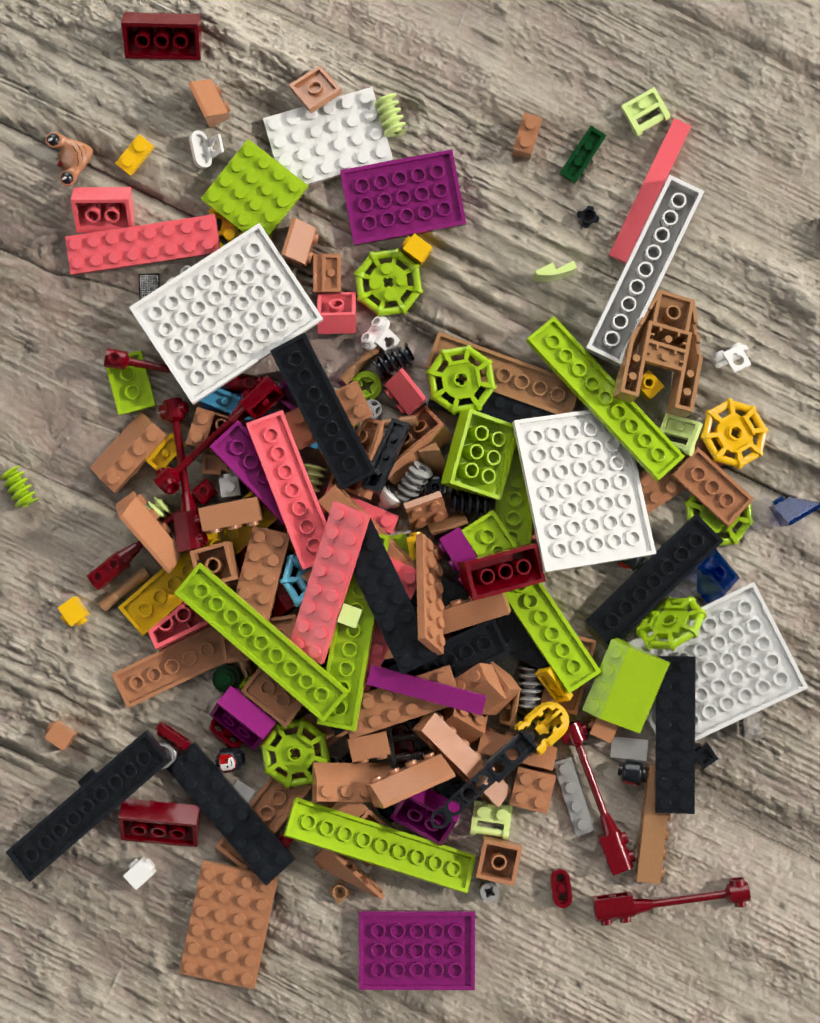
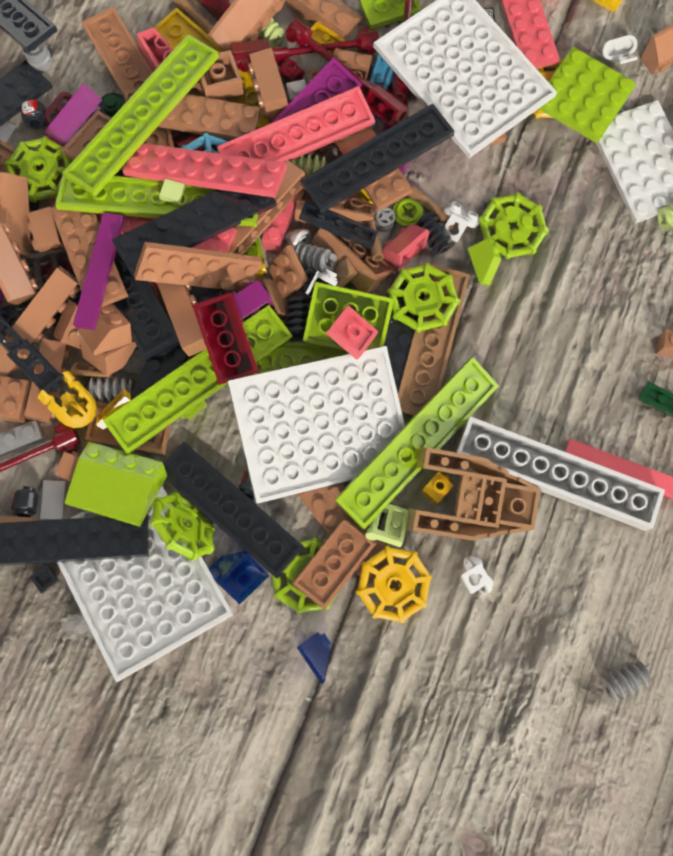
camera: 80 degrees right, 10 degrees down
(165, 731) = (56, 63): dark red plate -> none
(299, 243) = (542, 136): slope -> none
(326, 273) = (515, 168): nougat plate -> none
(337, 313) = (476, 178): coral slope -> none
(403, 197) = (600, 233): magenta plate -> none
(417, 248) = (550, 248): yellow brick -> none
(426, 314) = (485, 260): none -> lime slope
(440, 473) = (327, 276): none -> white bracket
(502, 451) = (352, 332): none -> coral plate
(550, 273) = (543, 383): yellowish green slope -> none
(588, 211) = (608, 409): black plate -> none

